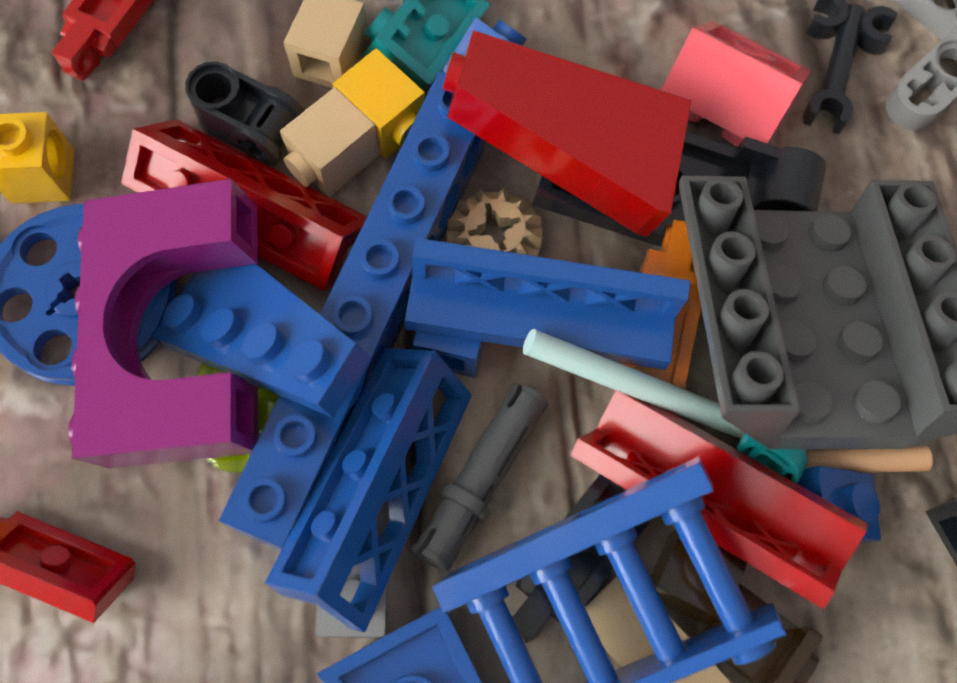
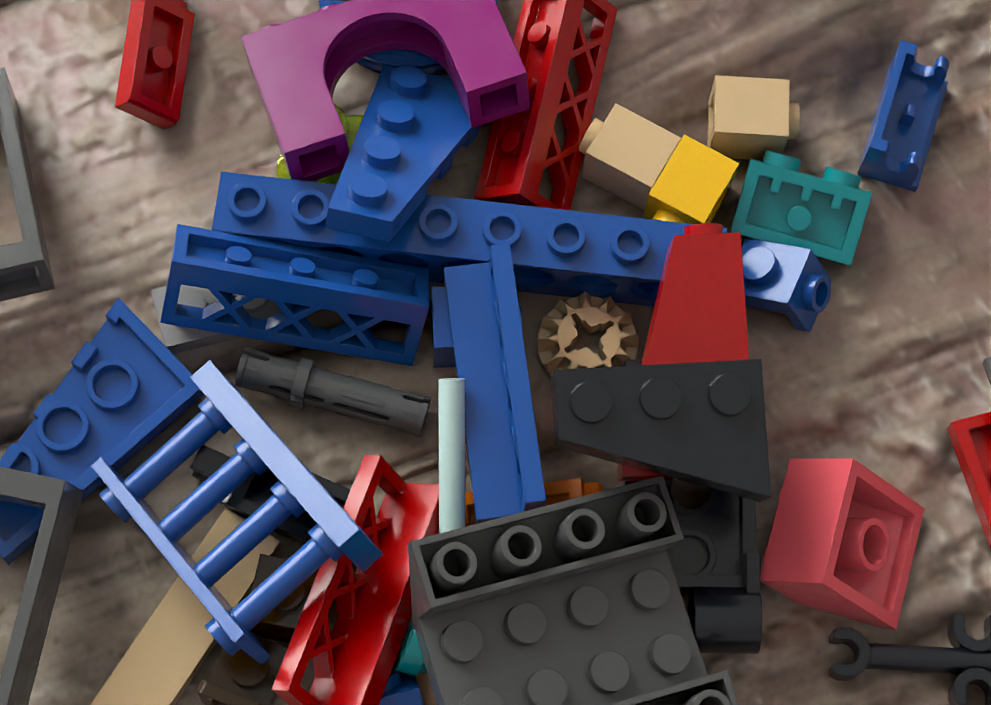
camera: 70 degrees right, 0 degrees up
(248, 116) = (637, 72): black piece -> none
(646, 138) = (670, 419): none -> black wedge

